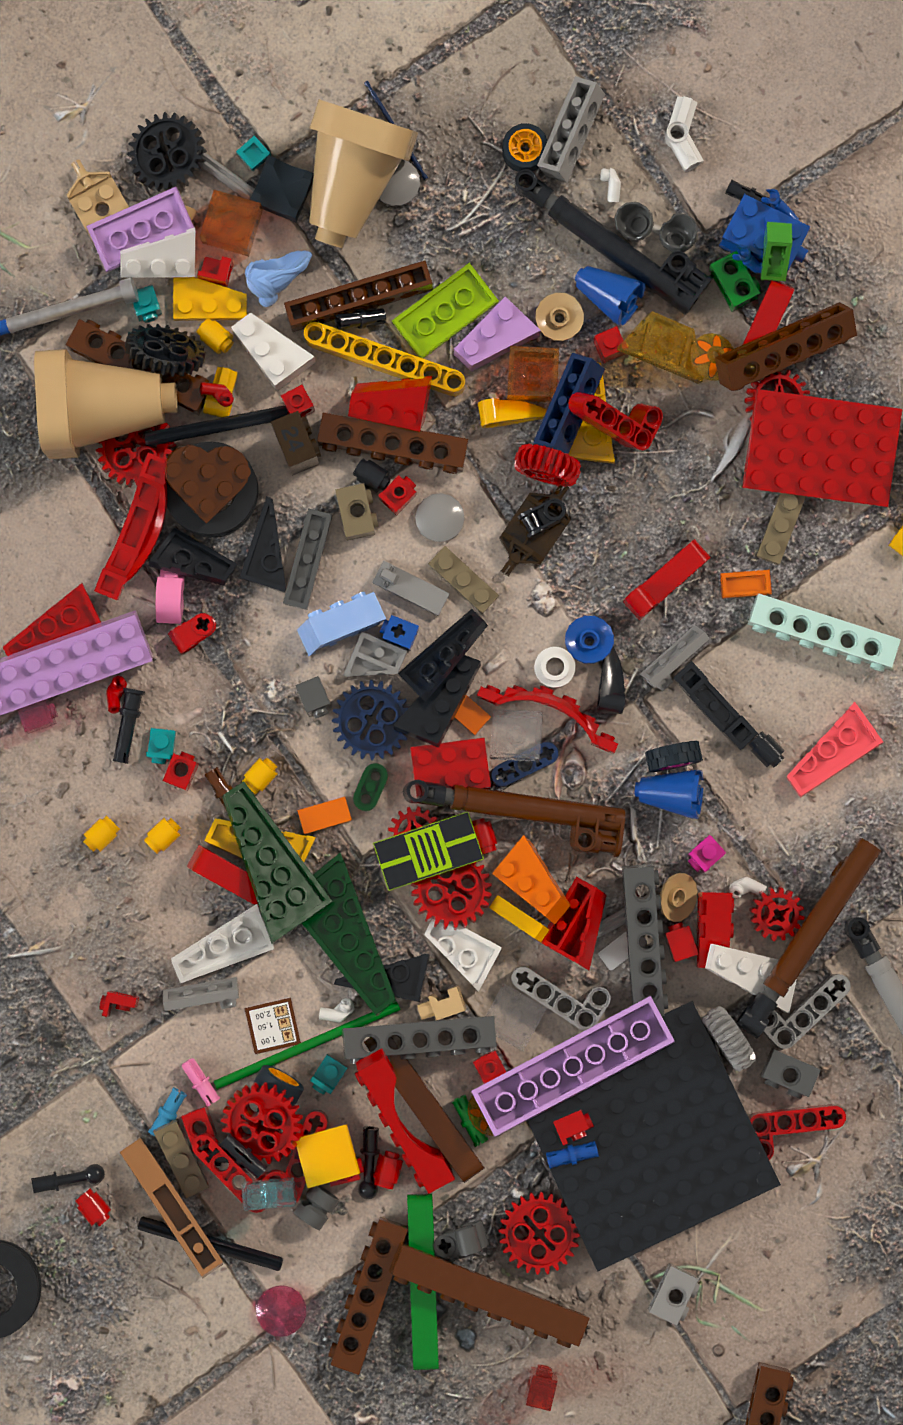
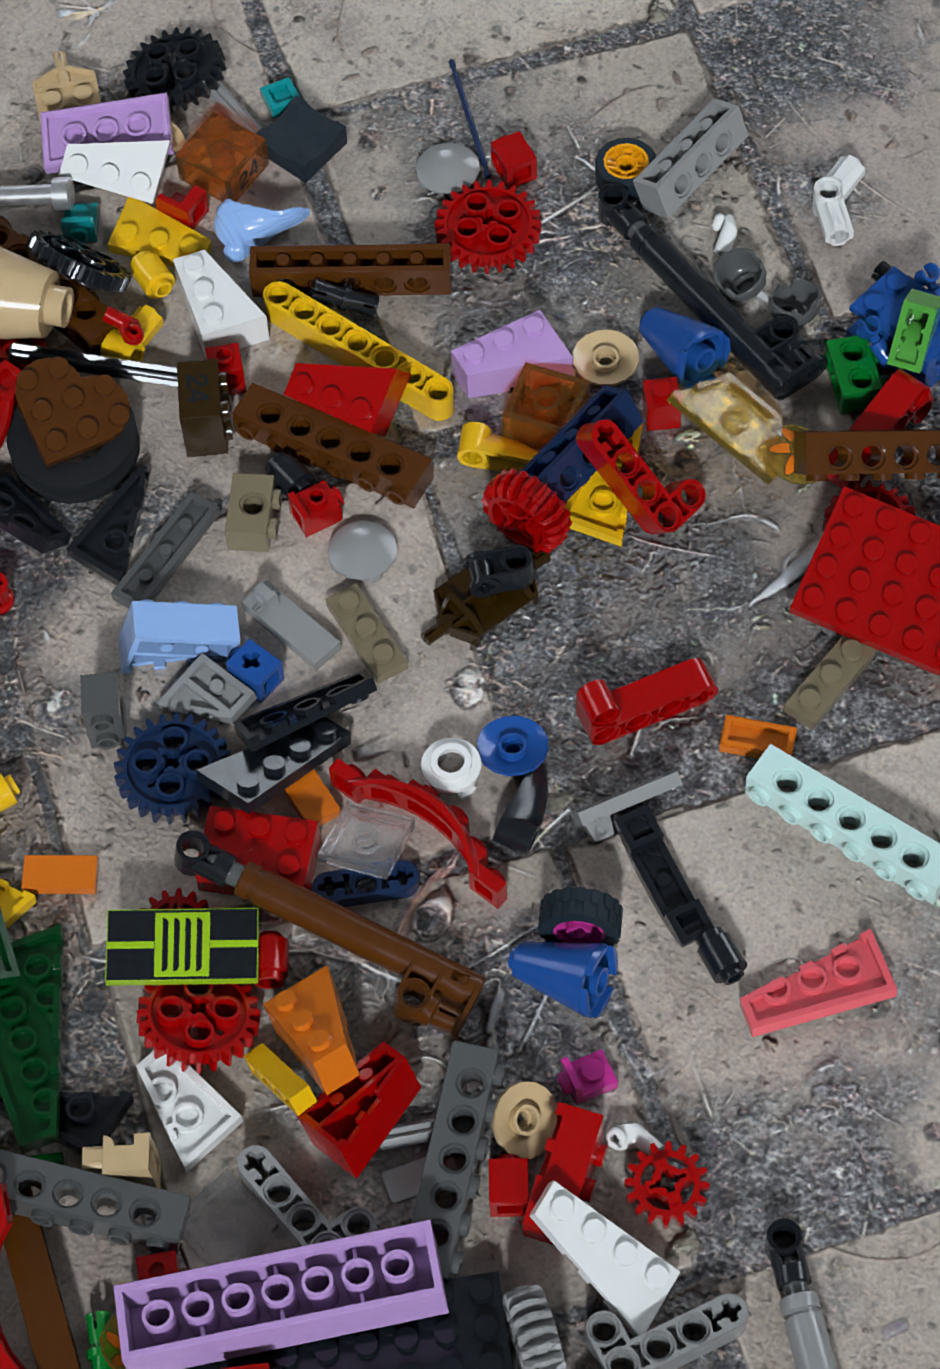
camera: 20 degrees right, 25 degrees down
(352, 168) = (399, 115): tan cone -> none
(370, 787) = (136, 854): dark green plate -> none
(441, 163) = (513, 159): none -> red brick
(441, 205) = (488, 226): none -> red gear
(445, 311) = (448, 321): lime tile -> none
(844, 882) = (784, 1159): reddish brown piece -> none

